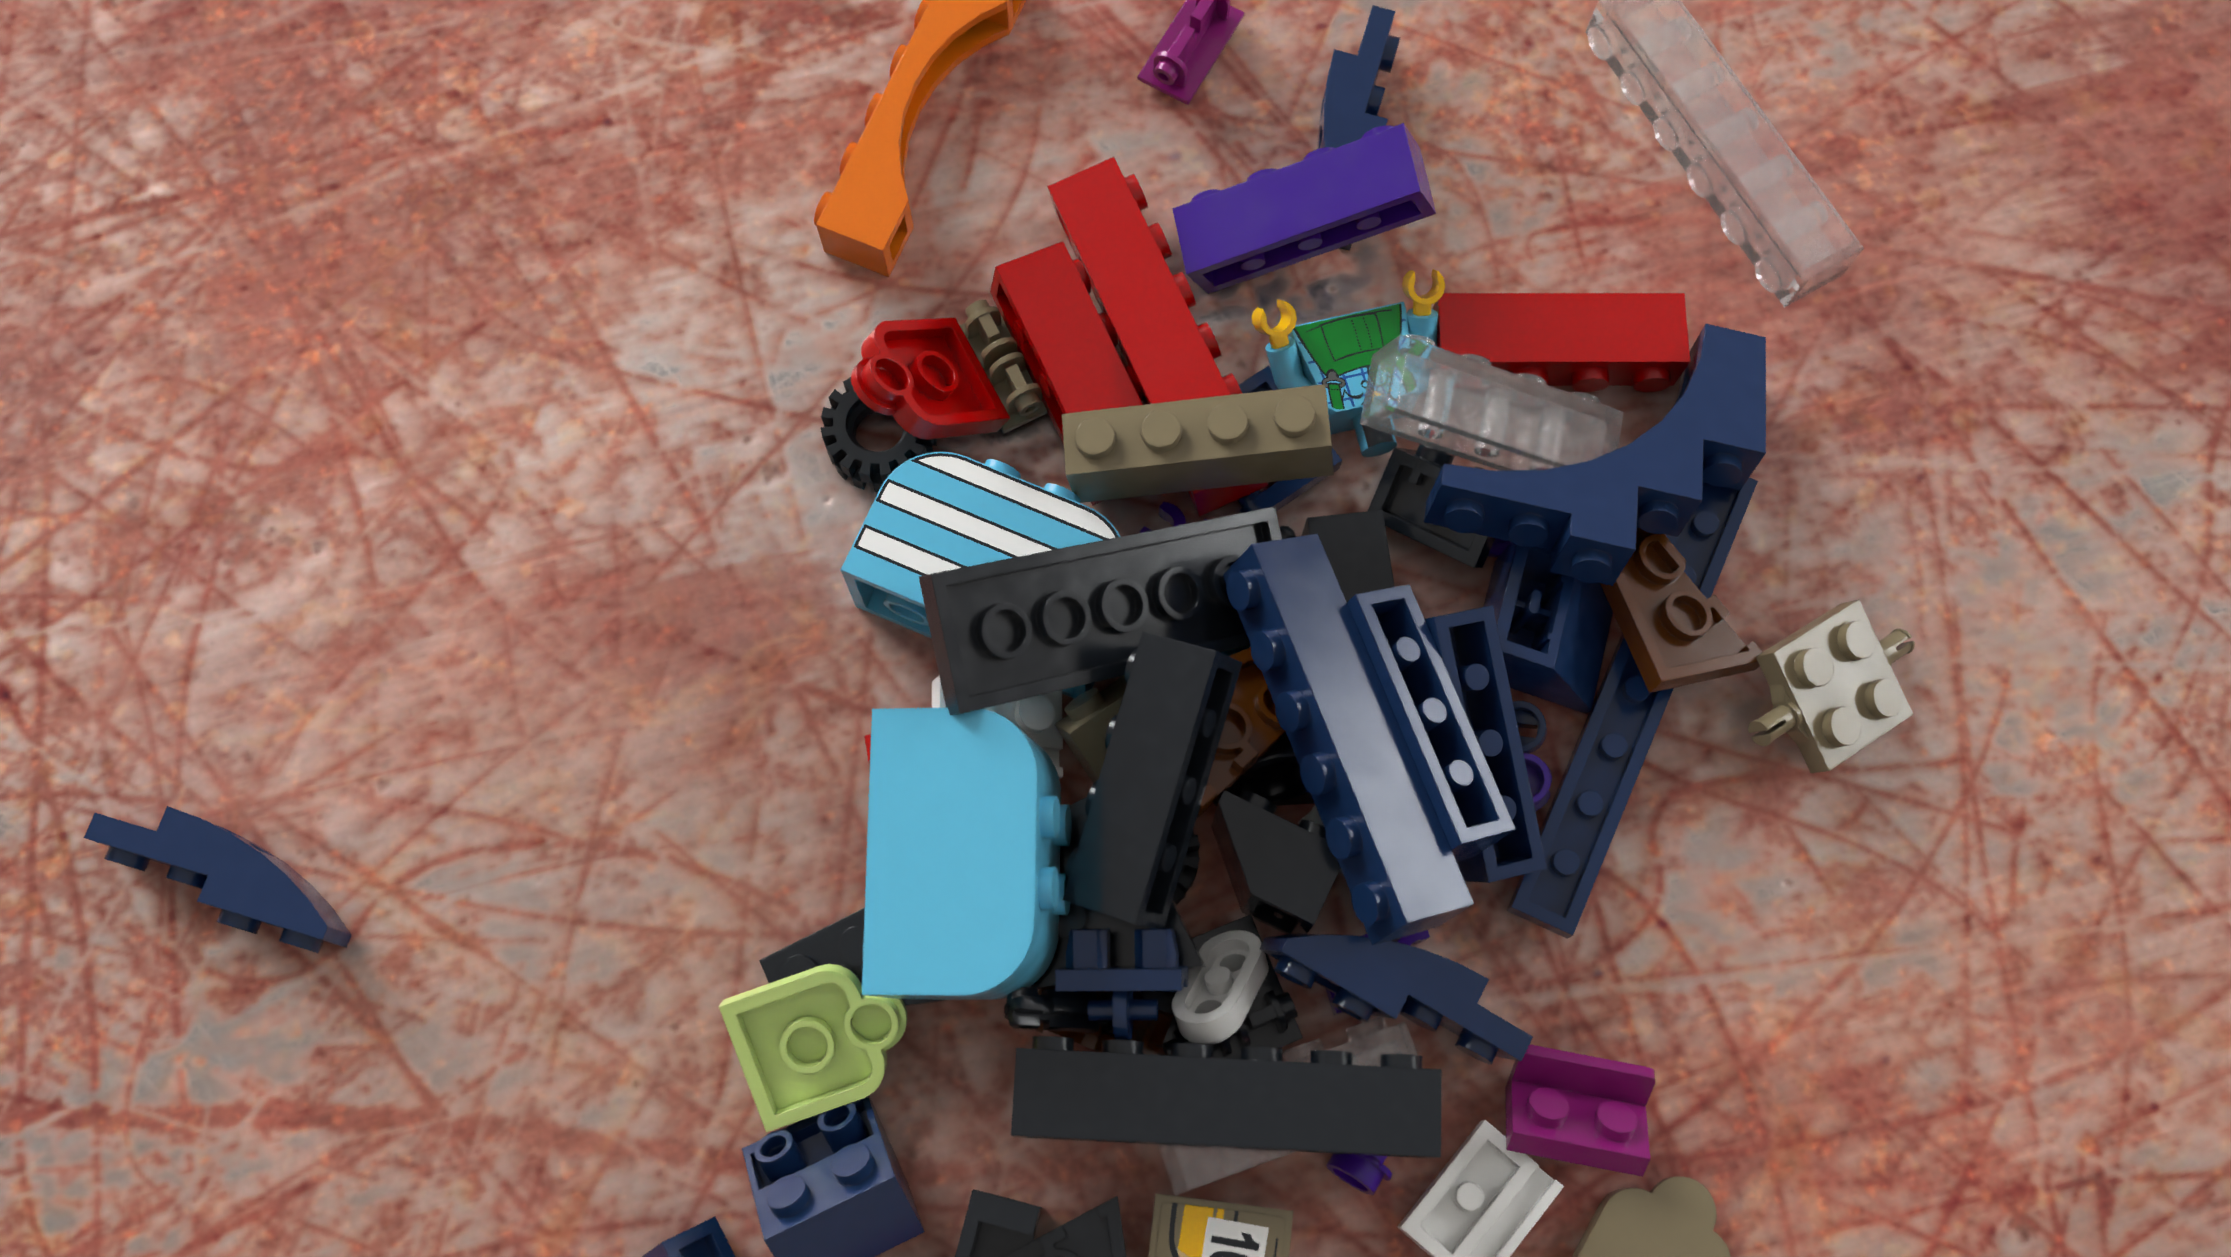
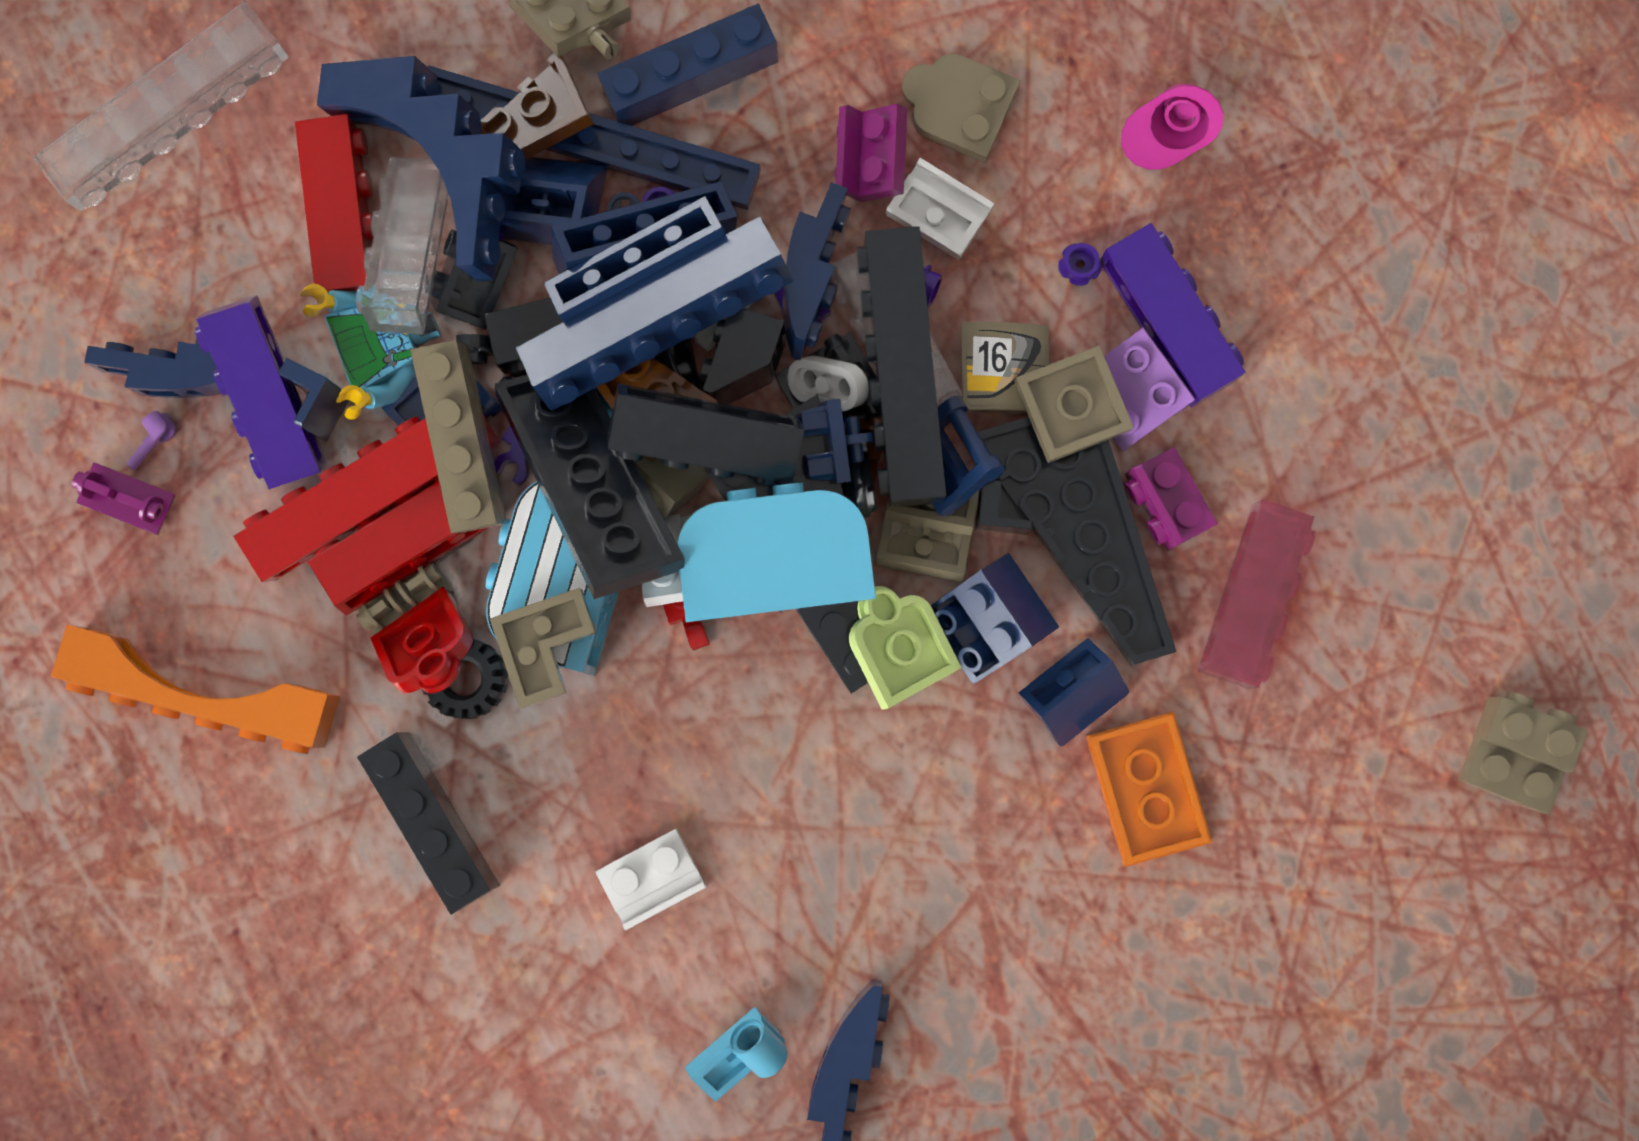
camera: 95 degrees left, 10 degrees up
(295, 742) = (745, 1047): none -> medium azure plate
(558, 645) = (651, 879): none -> white plate
(690, 362) = (428, 821): none -> black brick
(889, 496) = (528, 641): none -> dark tan plate
(966, 1118) = (926, 542): none -> dark tan slope
(1045, 1163) = (959, 481): none -> dark blue plate
(1276, 94) = (159, 429): none -> medium lavender hand
(1301, 282) = (320, 410): none -> dark blue panel
(1338, 493) = (478, 345): none -> black plate
(1733, 850) = (689, 66): none -> dark blue brick

